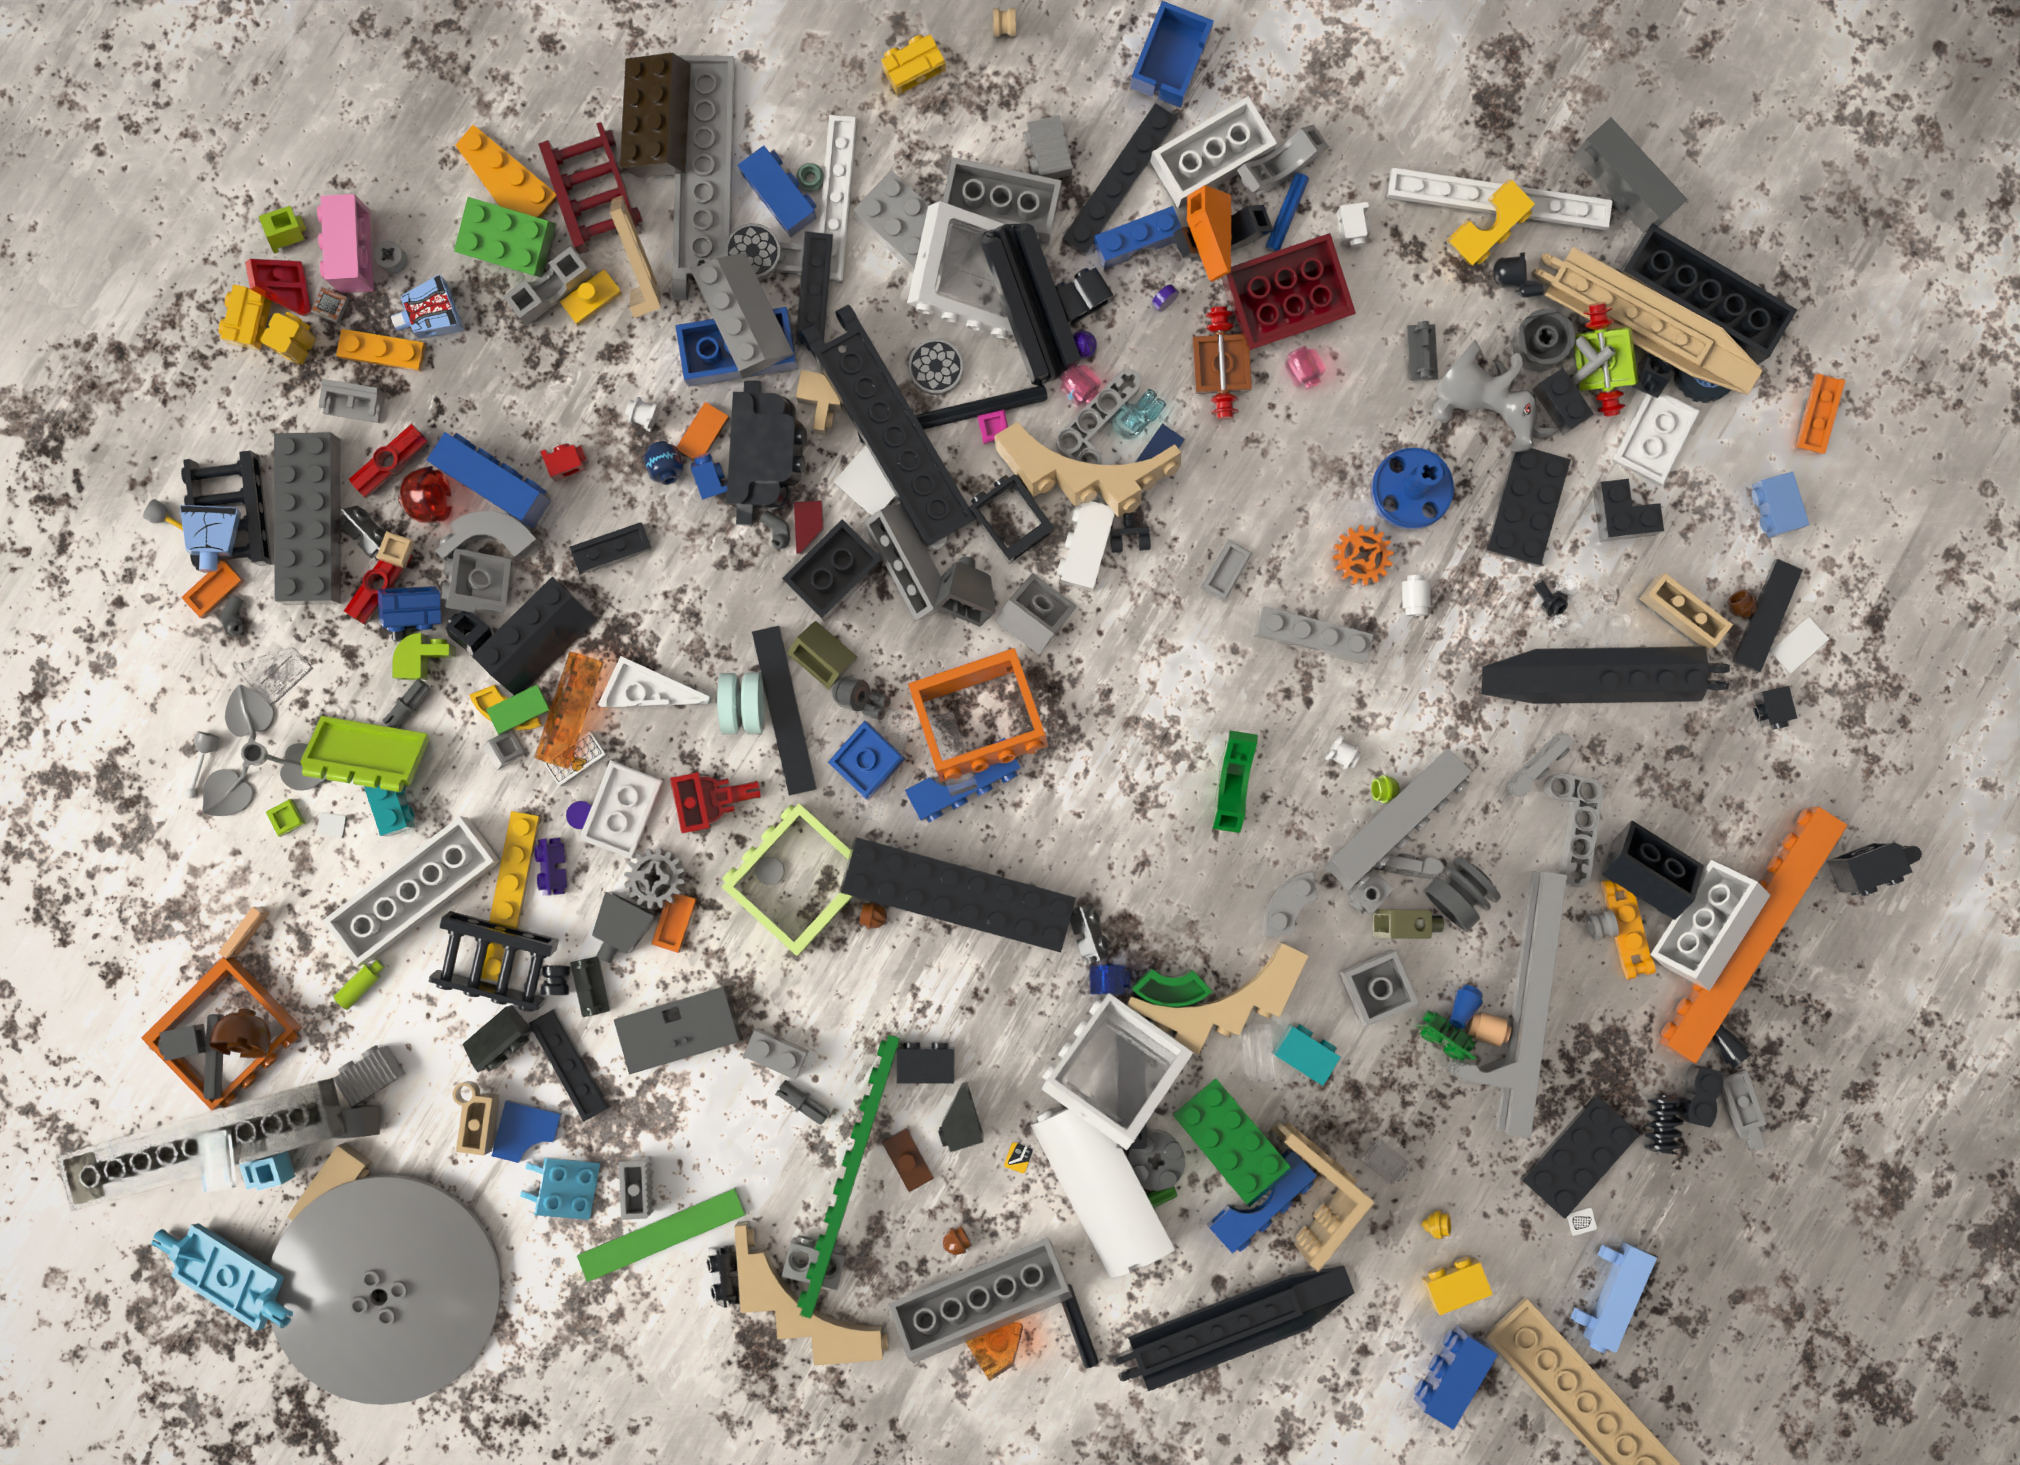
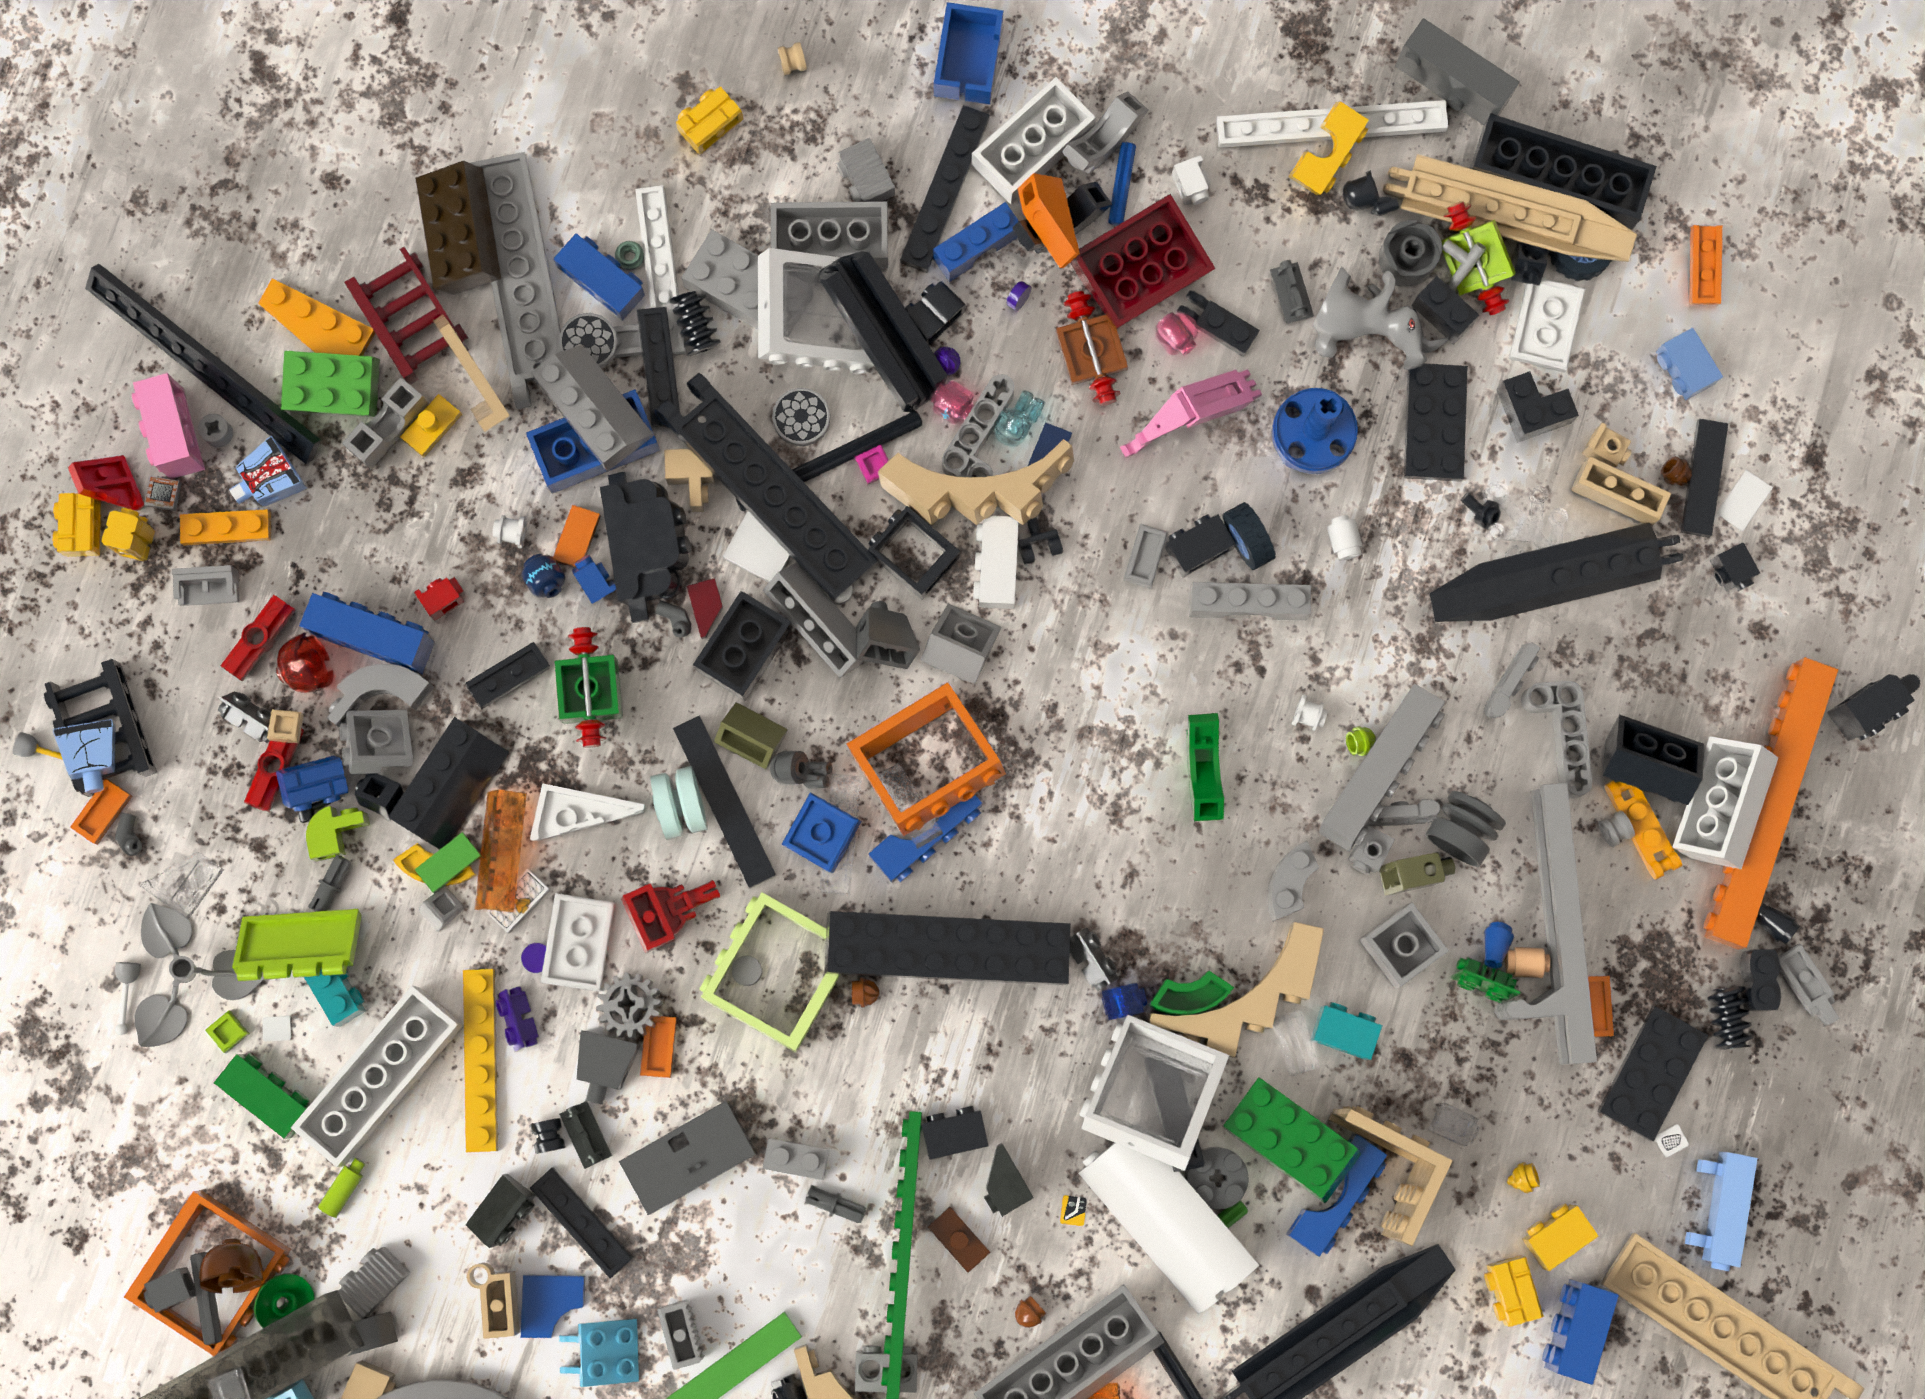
camera: 15 degrees left, 5 degrees down
(244, 932) = (209, 1161): light nougat tile -> none
(282, 228) = (97, 425): lime brick -> none
(298, 1068) = (292, 1287): none -> green dish
(305, 882) = (262, 1094): none -> green brick
(307, 518) = (185, 716): dark grey brick -> none
(391, 191) = (202, 363): none -> black plate
(512, 940) = (494, 1104): black fence -> none
(681, 577) = (588, 688): none -> green brick
(857, 255) = (695, 322): none -> black piece
(1278, 571) = (1199, 545): none -> black brick
(1308, 440) = (1196, 405): none -> bright pink hinge
(1327, 574) = (1249, 535): none -> black wheel
(1348, 367) = (1220, 324): none -> black hinge
(1358, 545) = (1288, 518): orange gear -> none
(1403, 1325) = (1513, 1291): none -> yellow brick
(1548, 1084) = (1601, 1005): none -> orange tile
(1674, 566) = (1598, 448): none -> tan brick

